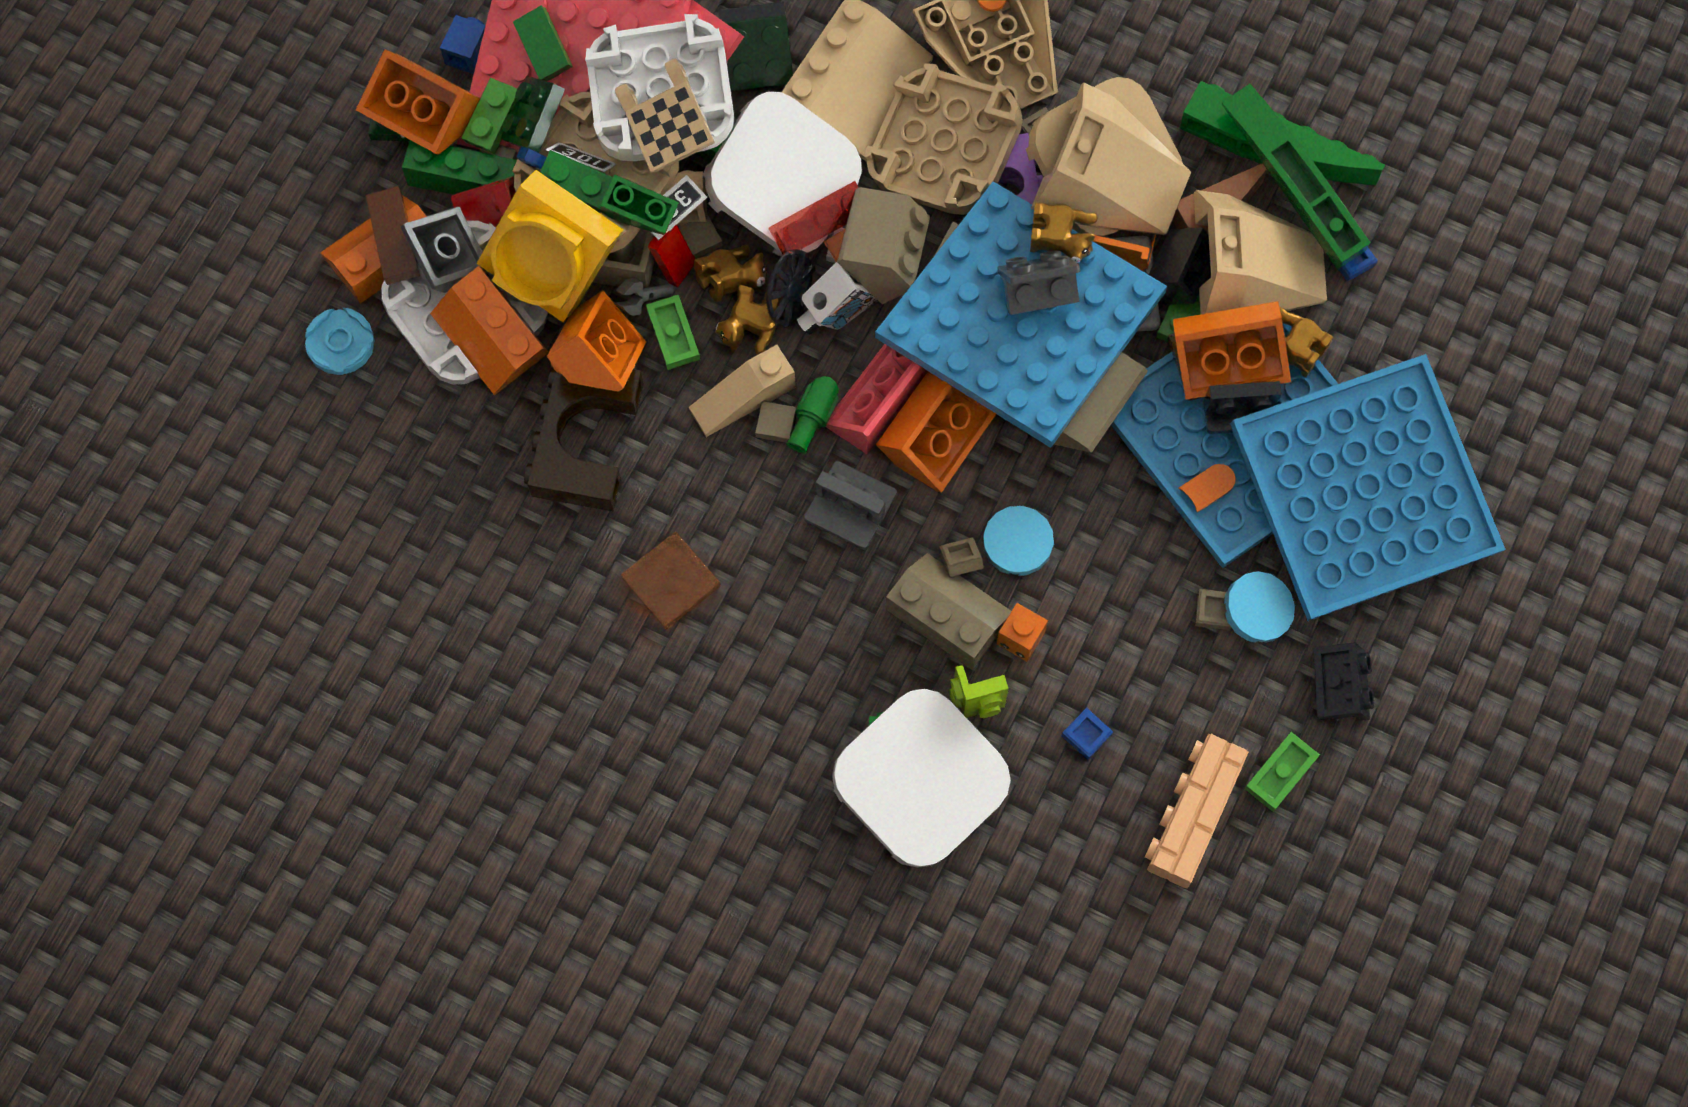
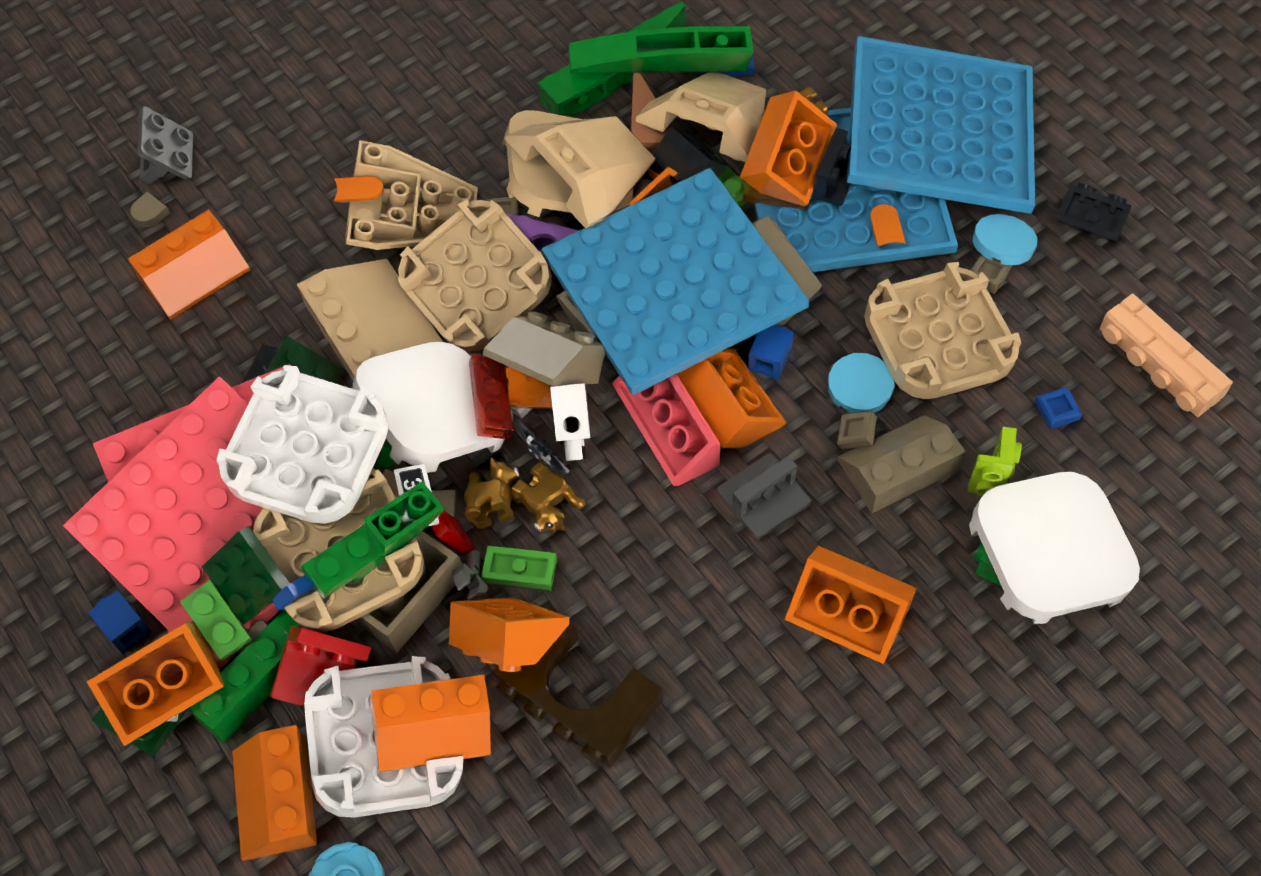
camera: 60 degrees left, 10 degrees down
(387, 217) = (283, 764): reddish brown tile -> none
(443, 247) = (330, 718): dark grey slope -> none
(542, 44) = (181, 535): green tile -> none
(548, 246) = (391, 617): yellow container -> none
(582, 157) = (330, 540): sticker -> none
(669, 123) = (347, 448): tan flag -> none
(670, 580) = (759, 678): clear orange tile -> none
(743, 390) = (611, 533): tan slope -> none
(775, 422) = (652, 522): dark tan tile -> none
(777, 624) = (850, 604): none -> orange slope
(813, 412) = (663, 485): green arm -> none
(1007, 443) = (771, 351): none -> blue brick
(1022, 632) = (952, 408): orange brick -> none
(1039, 282) = (662, 241): dark grey bracket -> none
(1057, 226) = (622, 213): pearl gold animal -> none
(1113, 589) = (941, 332): none -> tan tile
(1282, 771) = (1153, 283): bright green plate -> none

